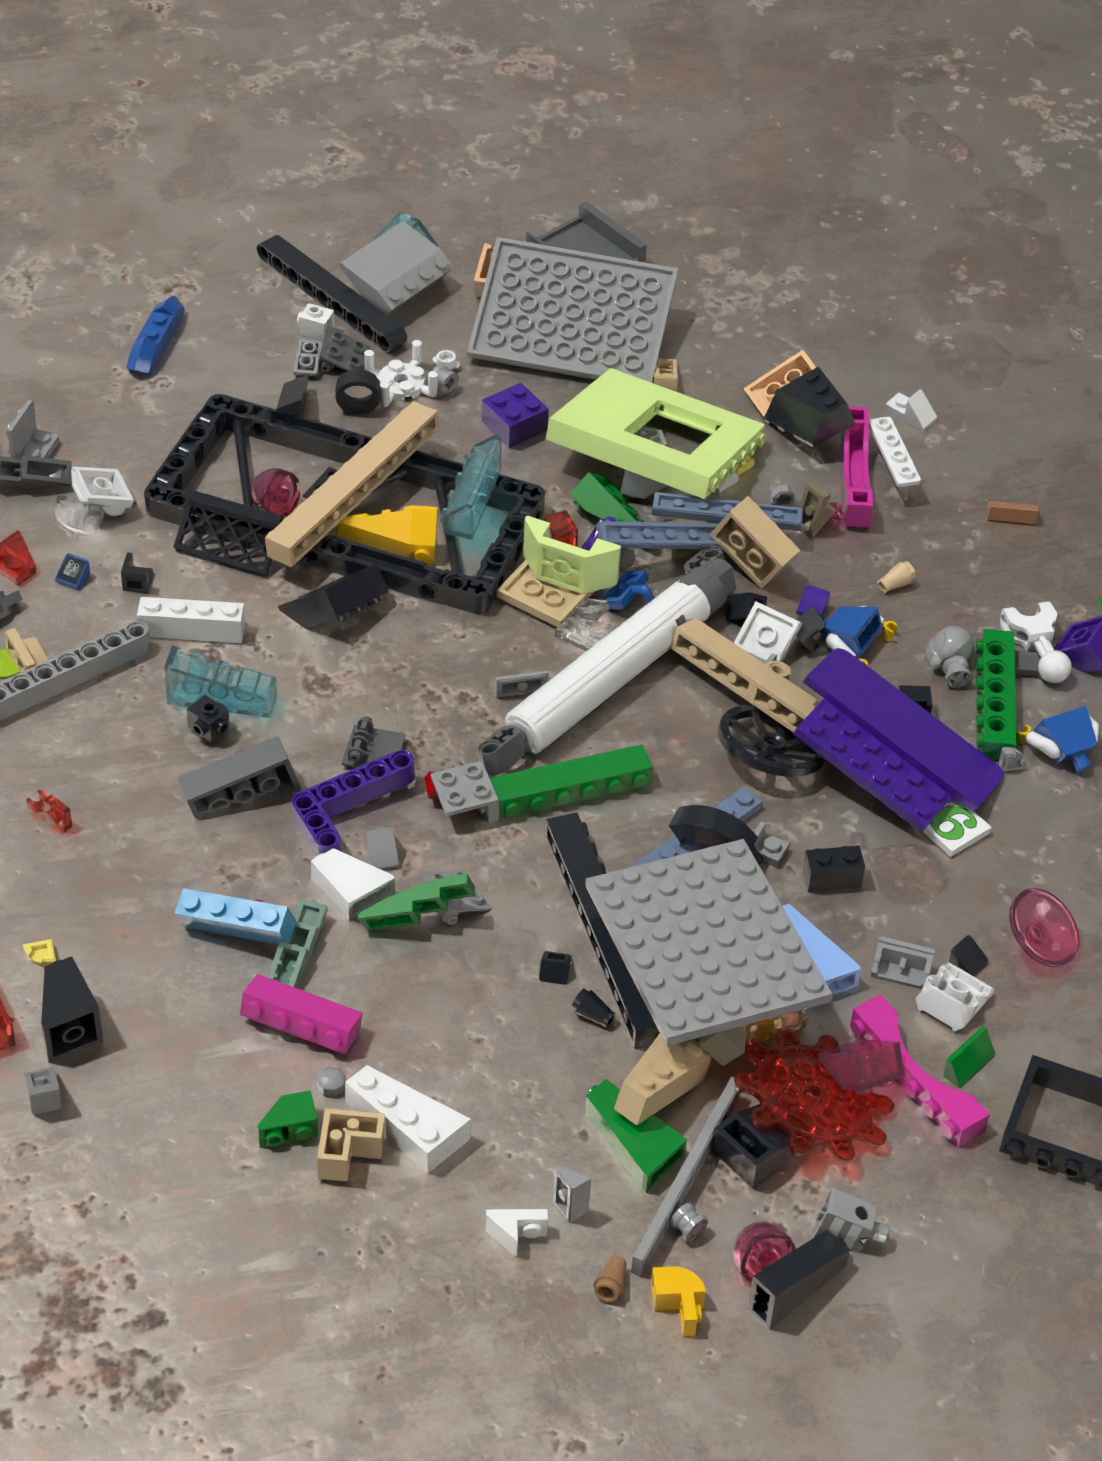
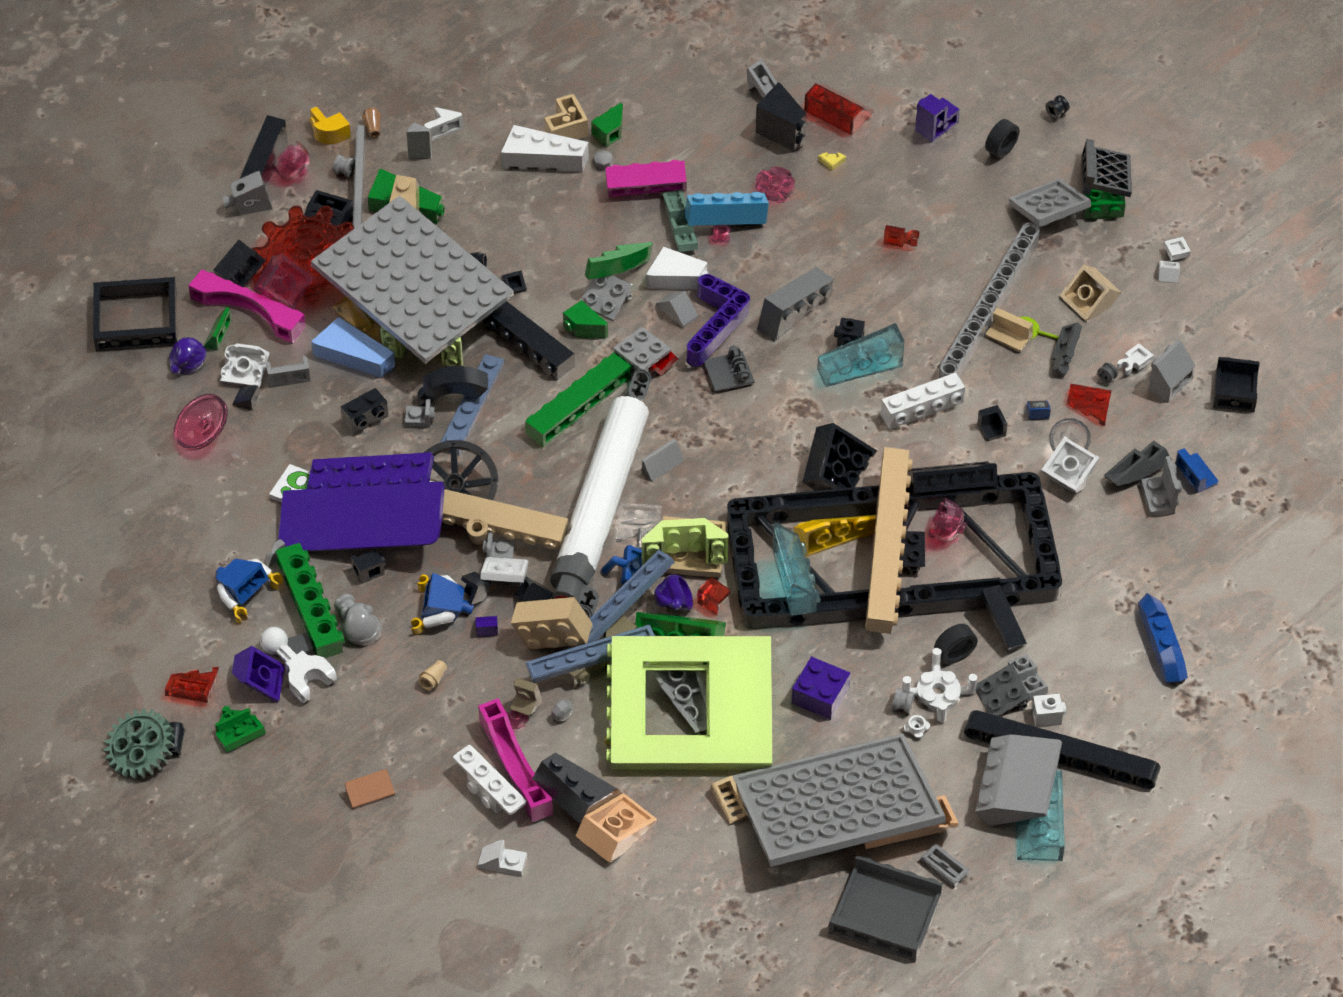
camera: 155 degrees right, 5 degrees up
(141, 959) = (777, 193): none -> clear pink plate
(505, 868) = (584, 322): none -> green slope
(904, 1128) = (239, 264): none -> black hinge
(1025, 1033) = (187, 356): none -> dark purple piece

